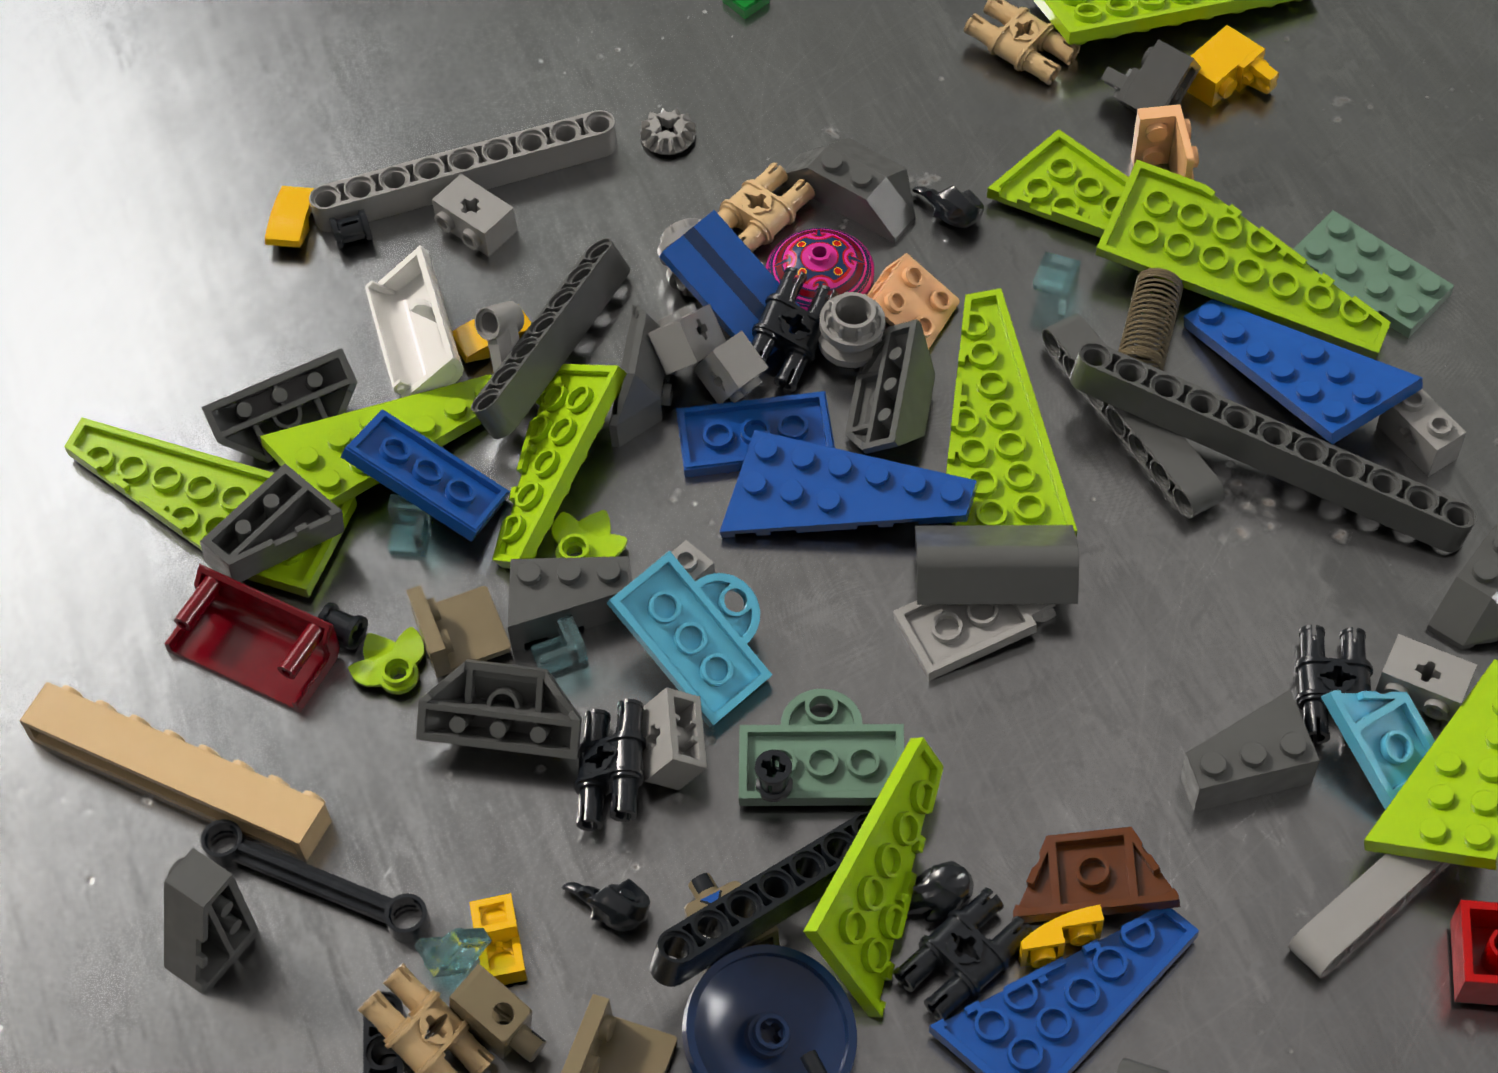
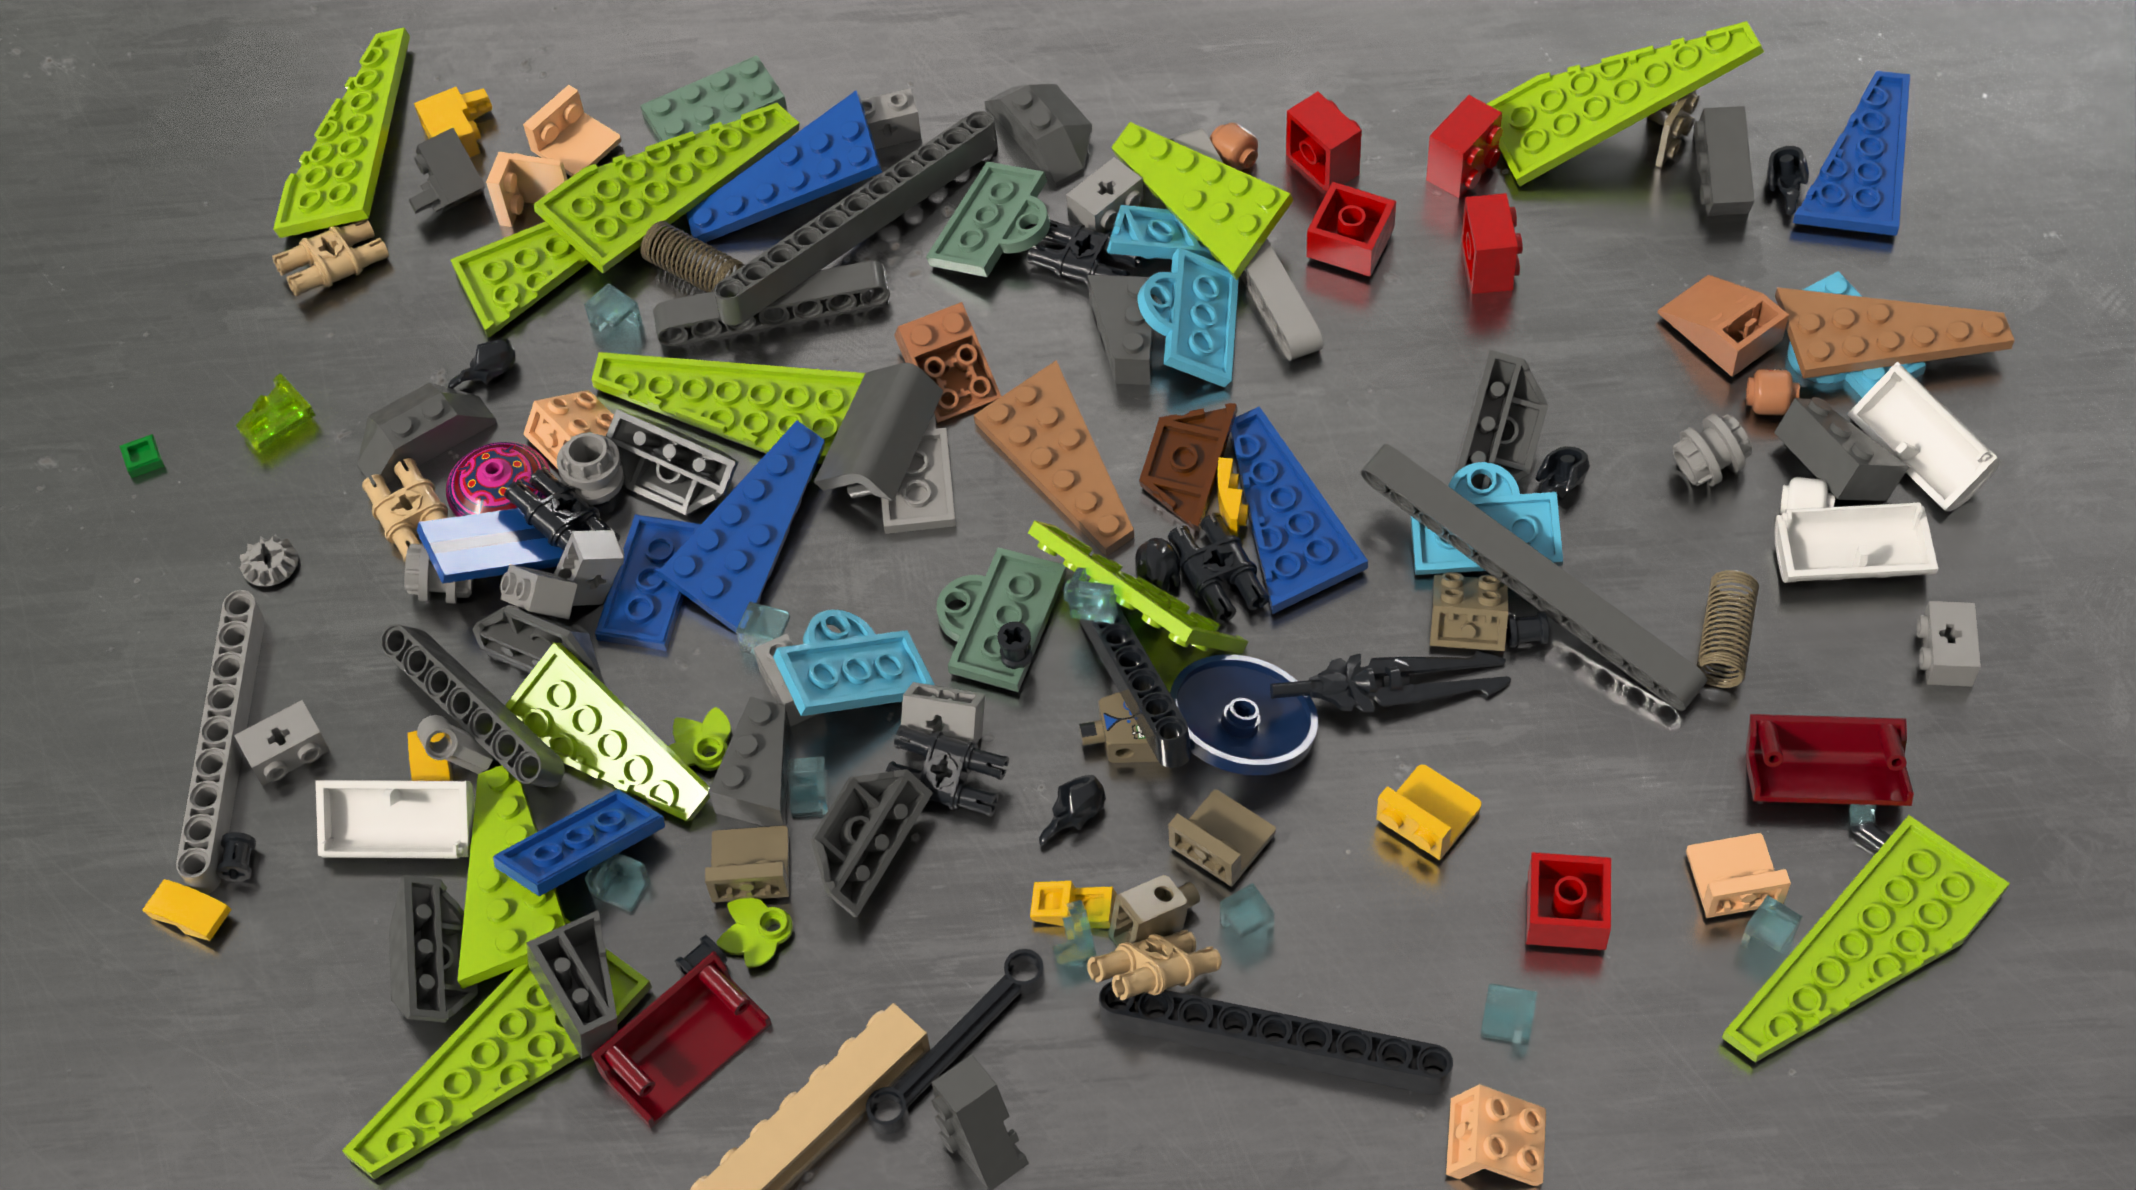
camera: 70 degrees left, 0 degrees up
(725, 540) = (760, 626): none -> clear light blue panel
(825, 70) = (274, 415): none -> clear neon green wing
(840, 821) = (1090, 599): none -> clear light blue bracket
(1060, 742) = (1052, 446): none -> medium nougat wing
(1125, 599) = (952, 357): none -> nougat slope
(1261, 164) = (569, 134): none -> light nougat bracket
(1292, 821) = (1194, 315): none -> medium azure plate
(1336, 576) = (993, 220): none -> sand green plate

